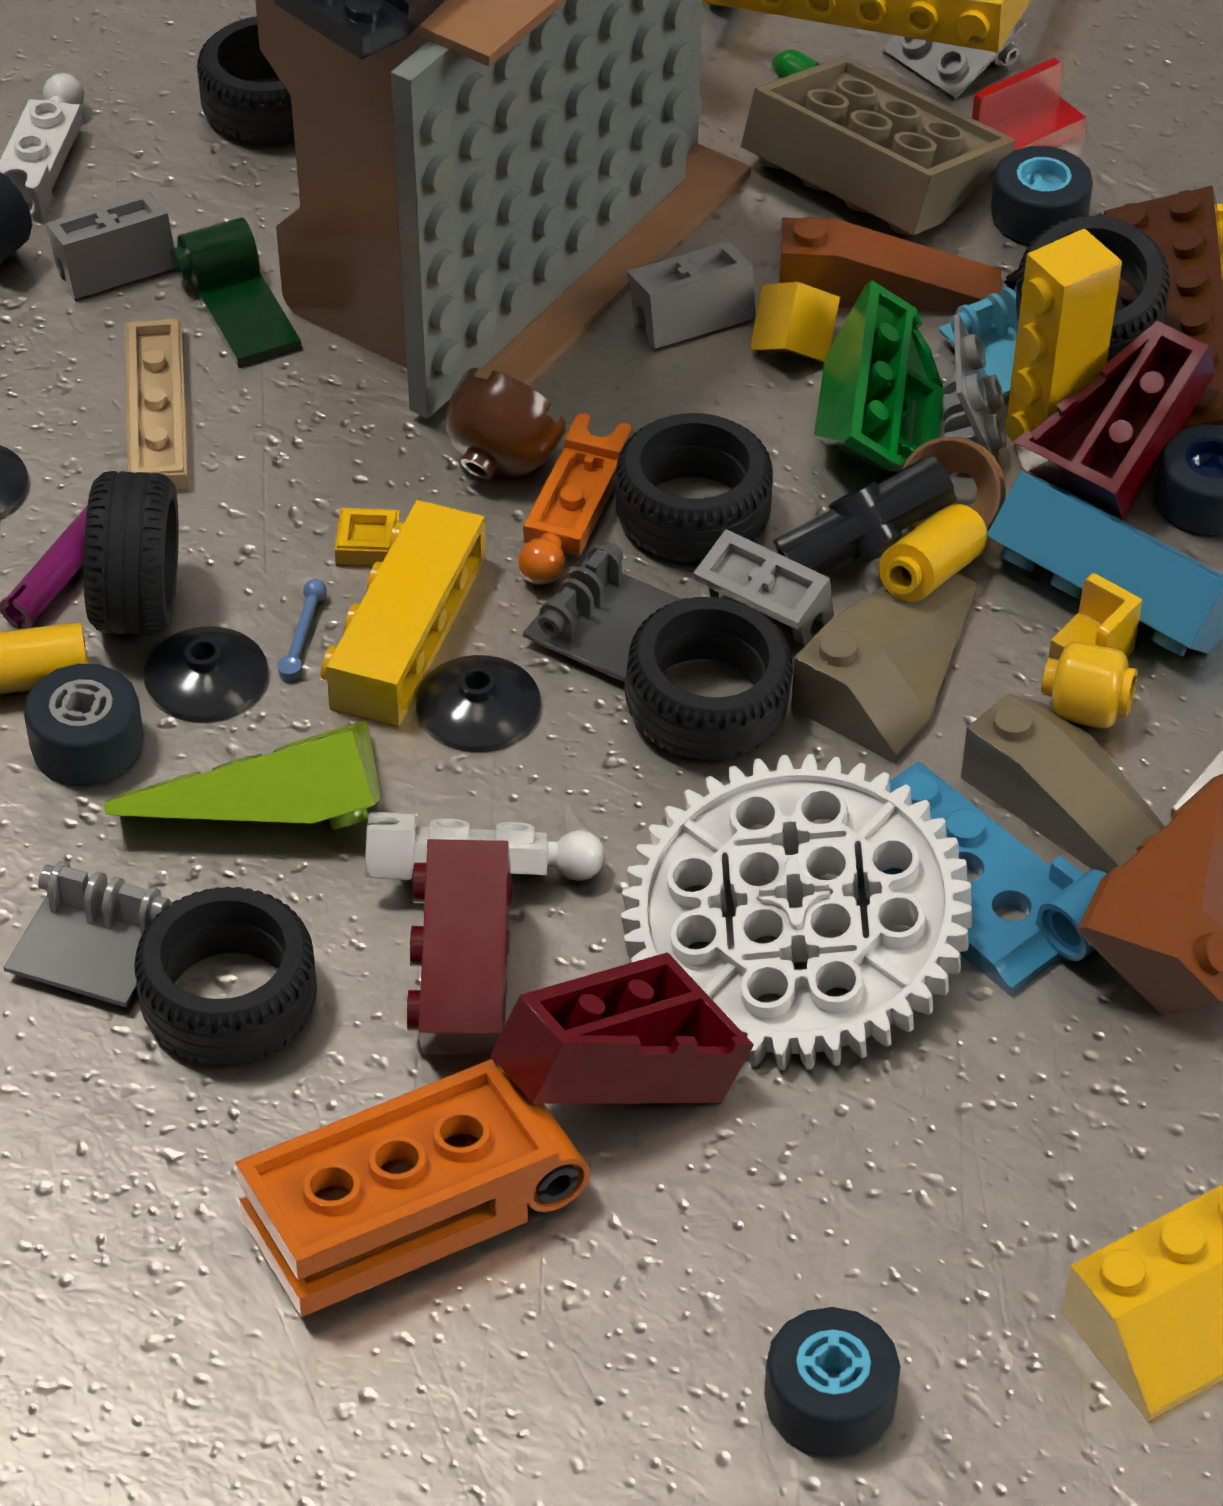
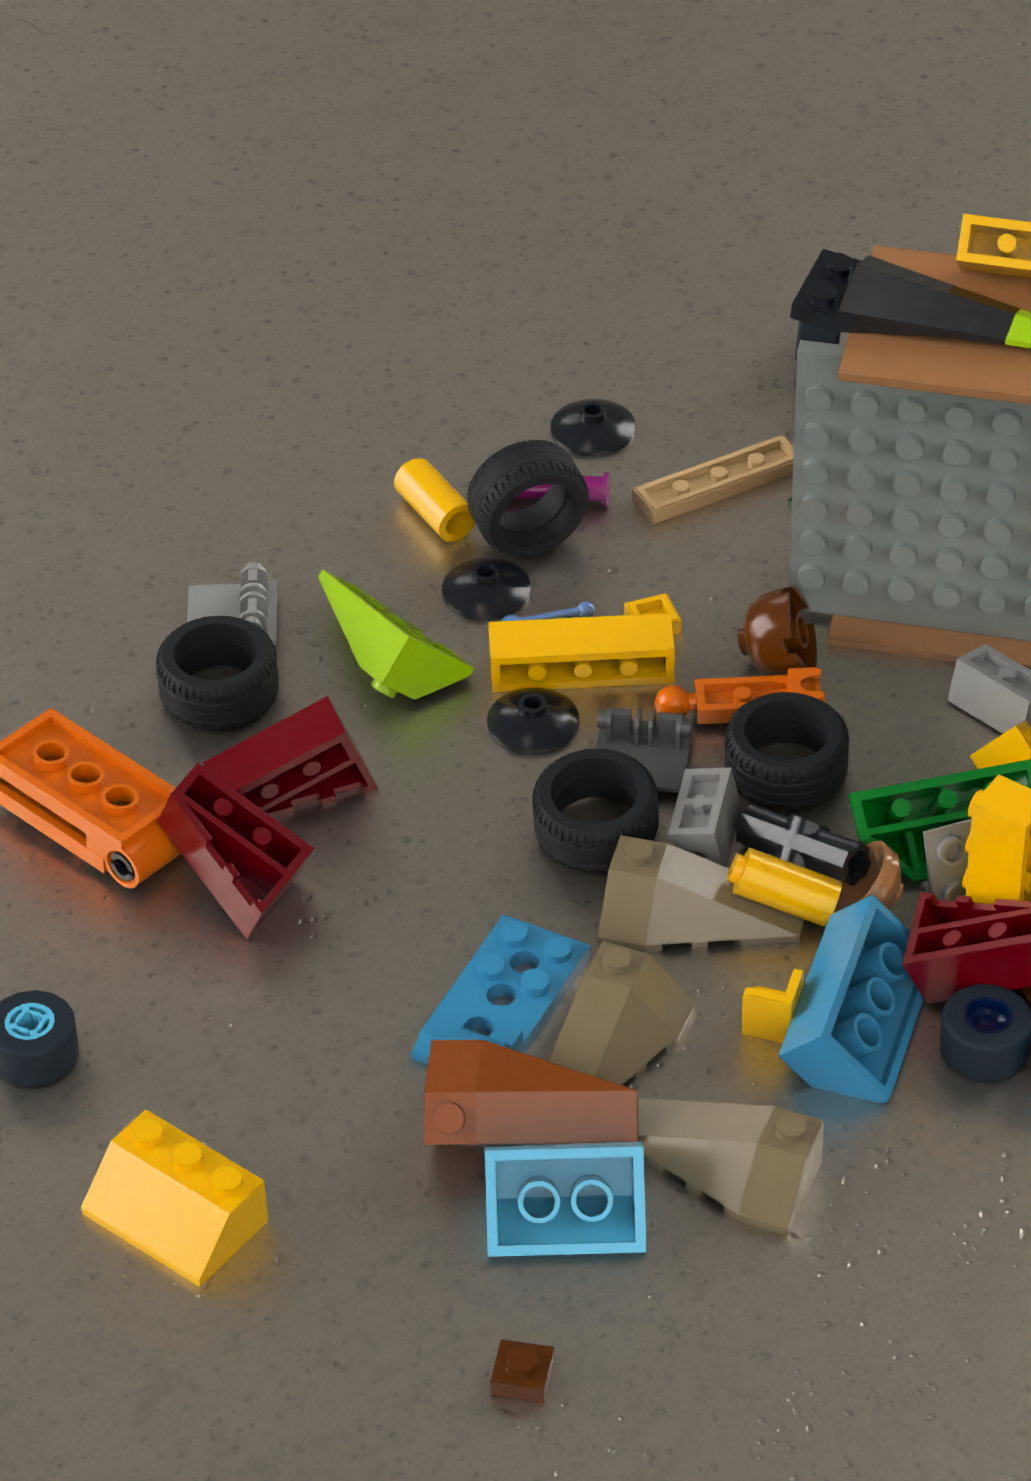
camera: 70 degrees right, 5 degrees down
(84, 723) = (395, 544): black wheel -> none
(396, 844) = (382, 748): white plate -> none
(867, 831) = (427, 900): white gear -> none
(1090, 684) = (709, 1011): yellow head -> none

